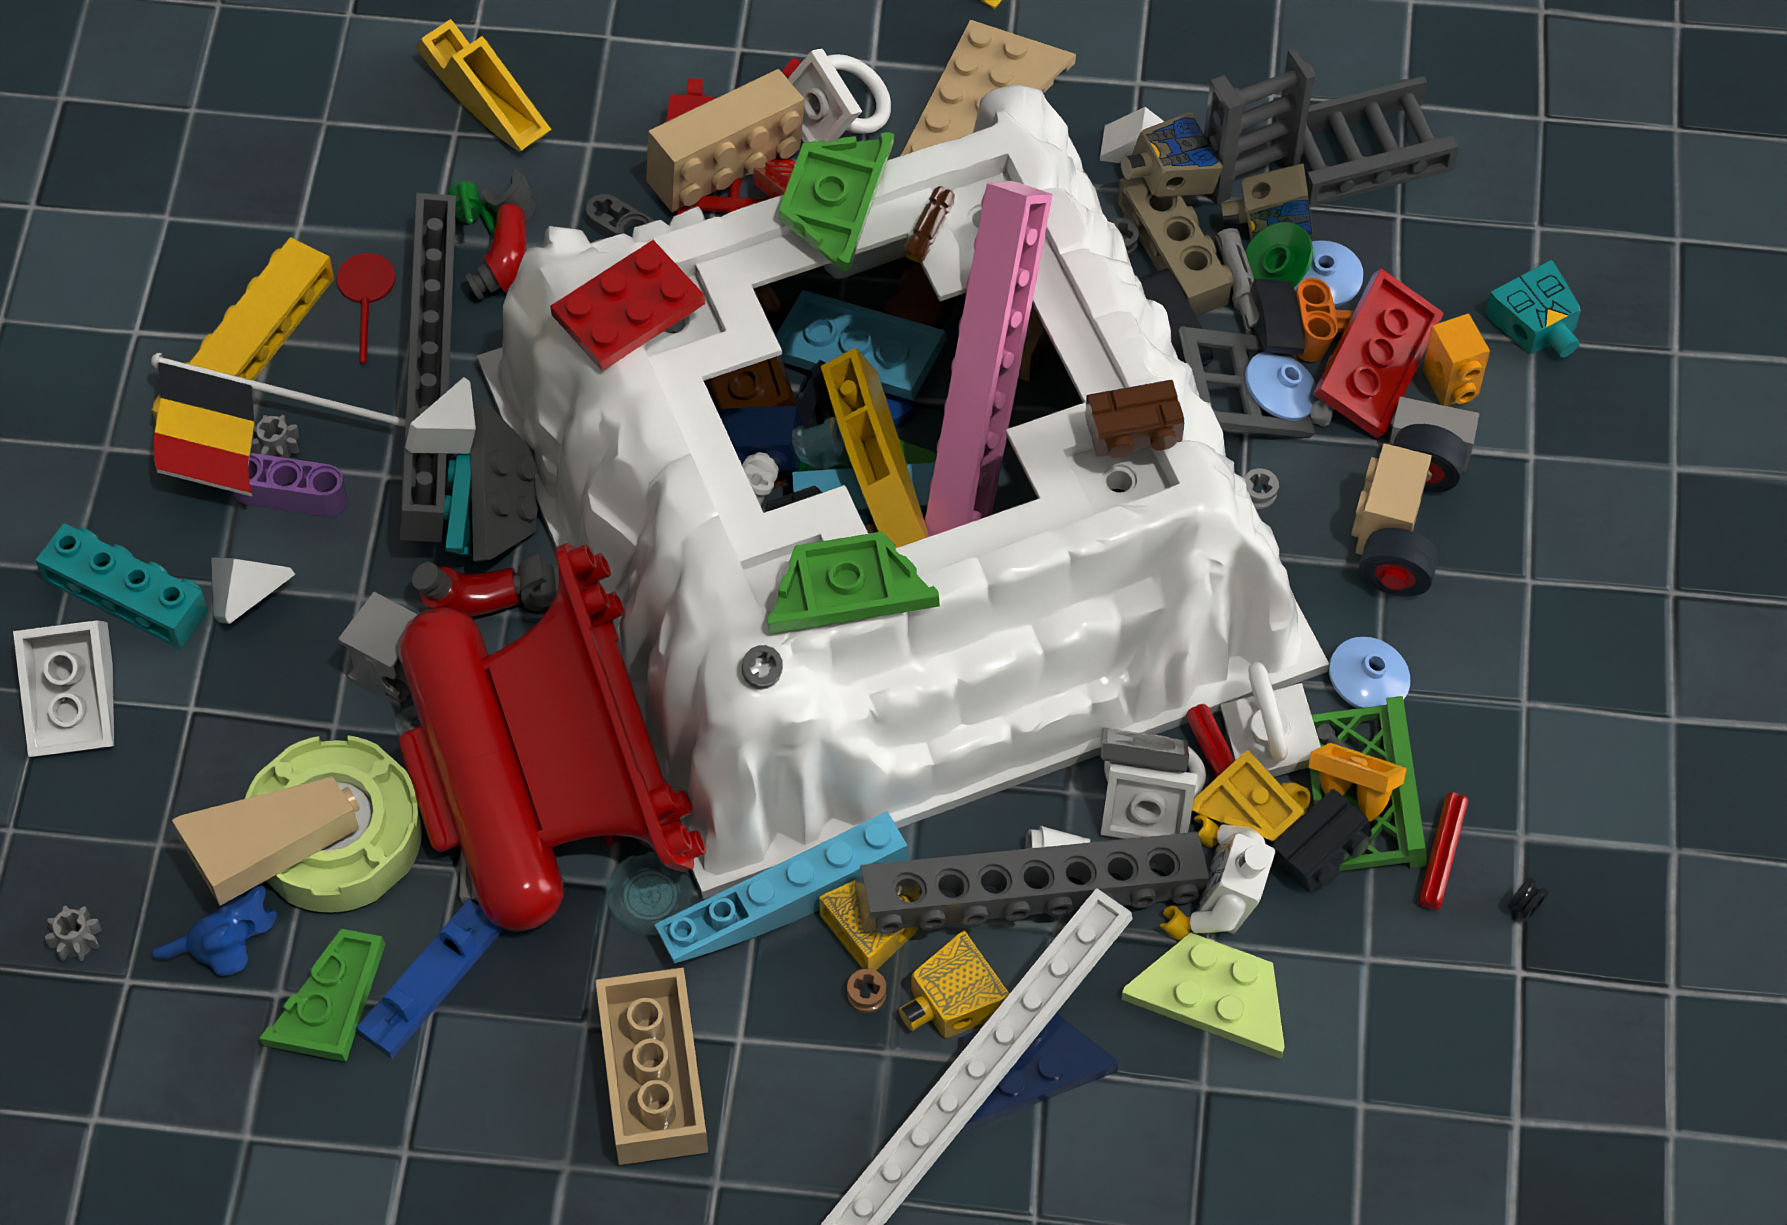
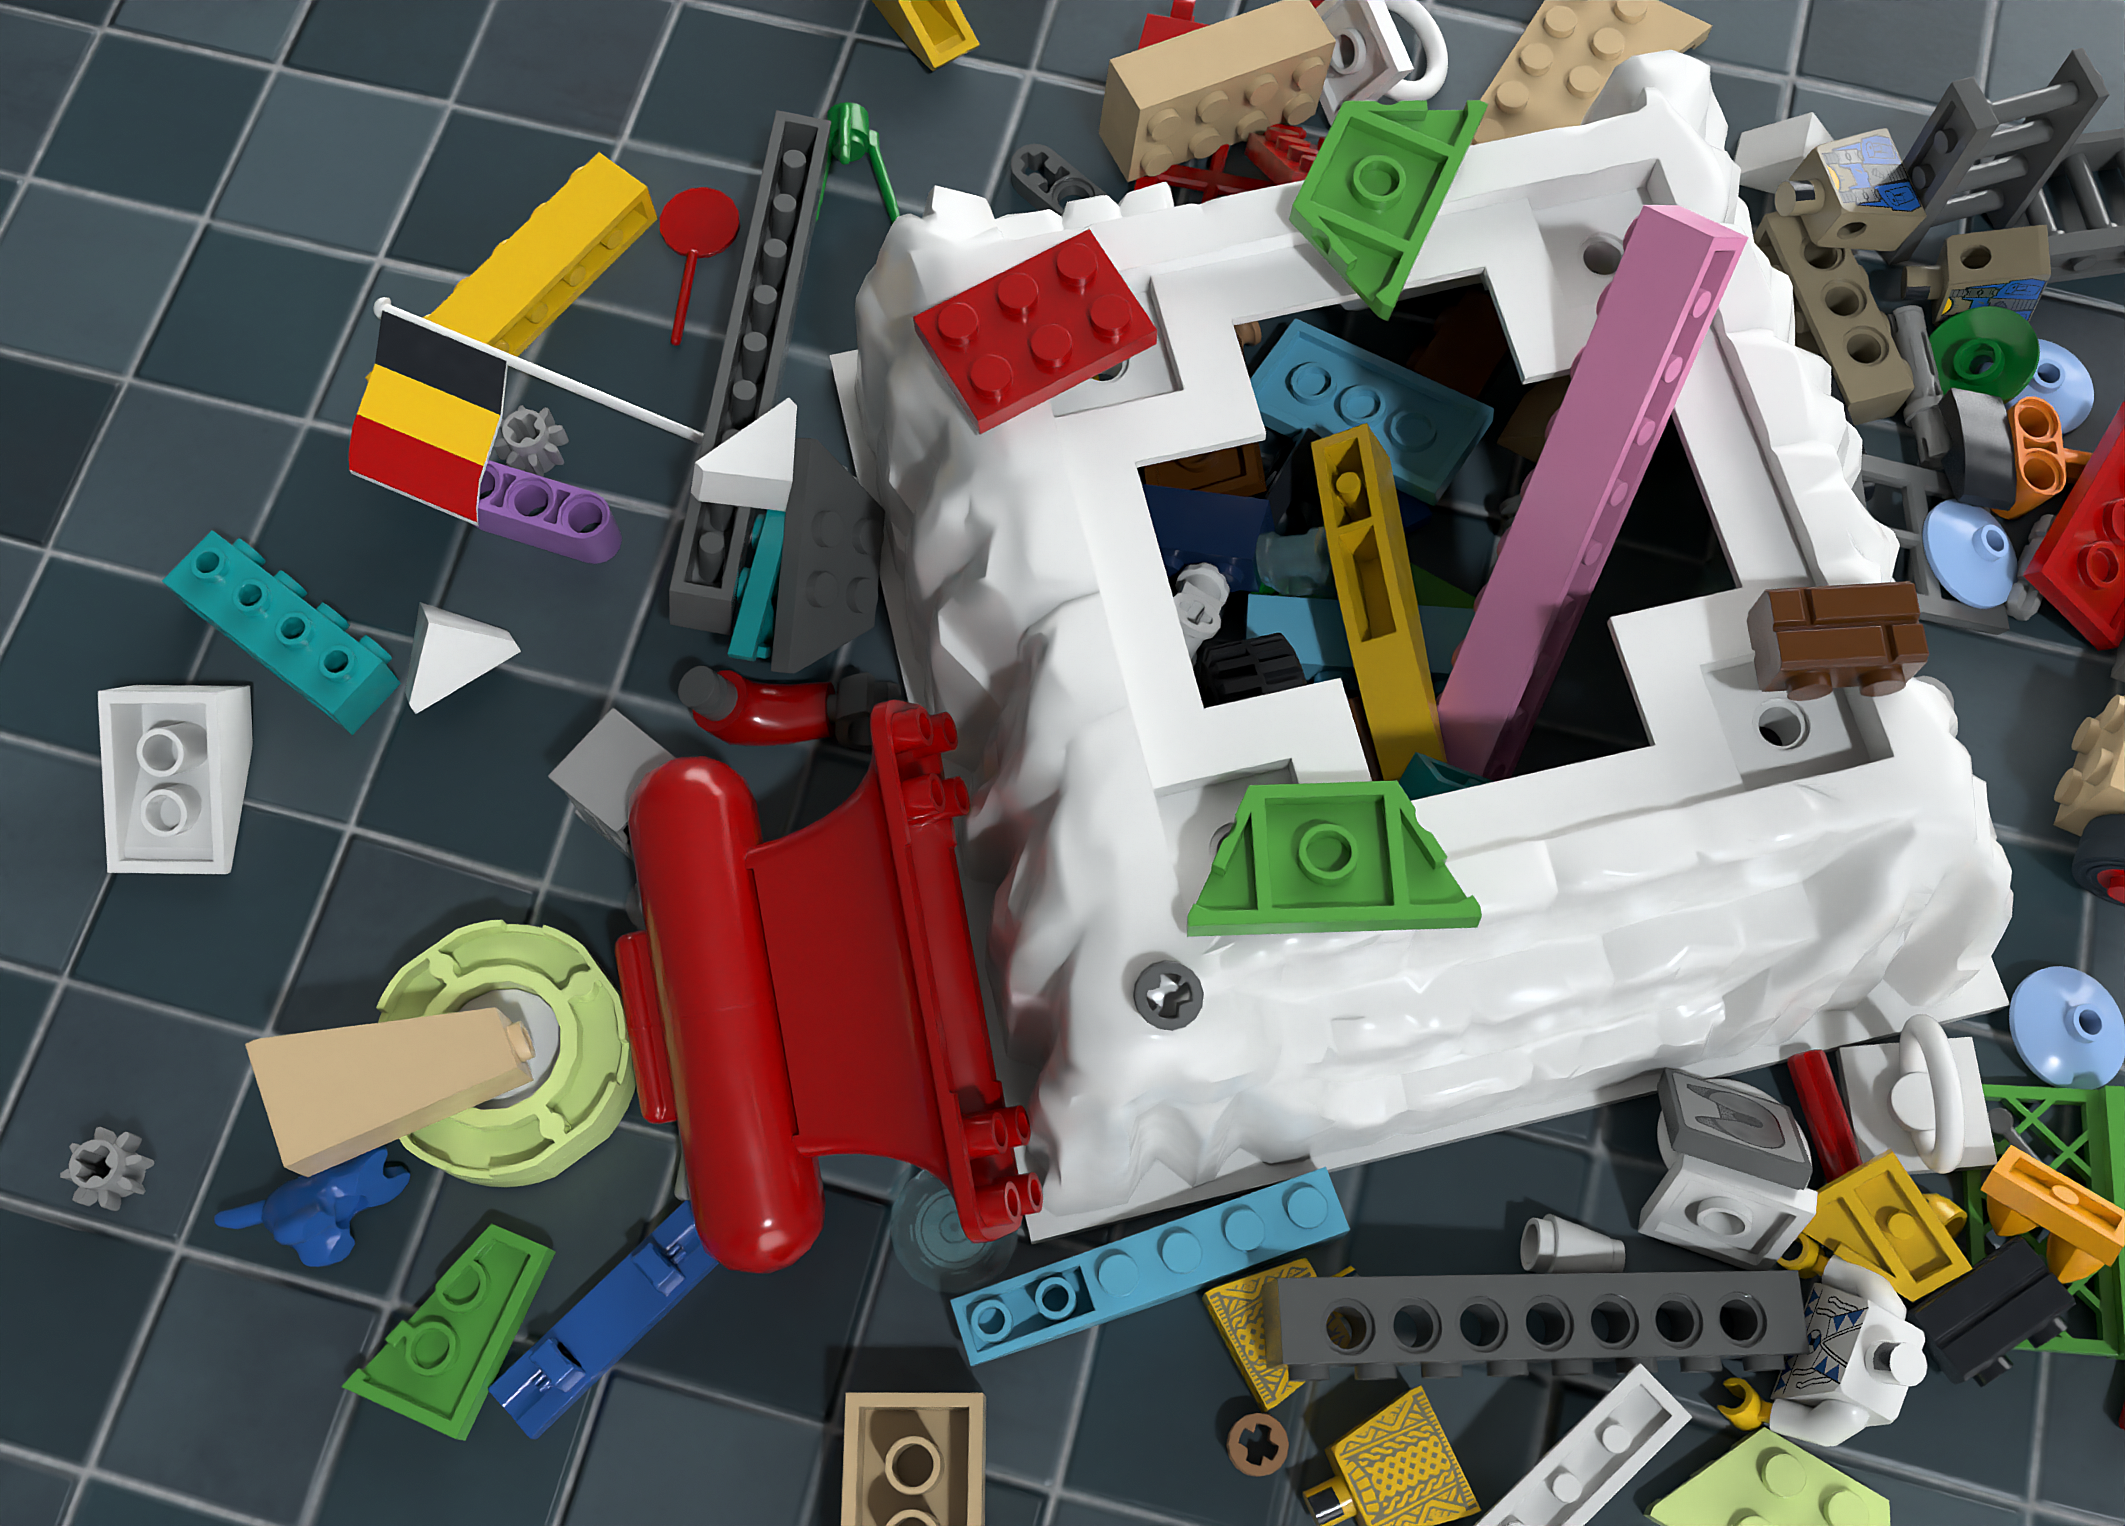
camera: 10 degrees right, 10 degrees up
(509, 239) = (910, 152): piece -> none
(929, 224) = (1524, 258): reddish brown axle -> none

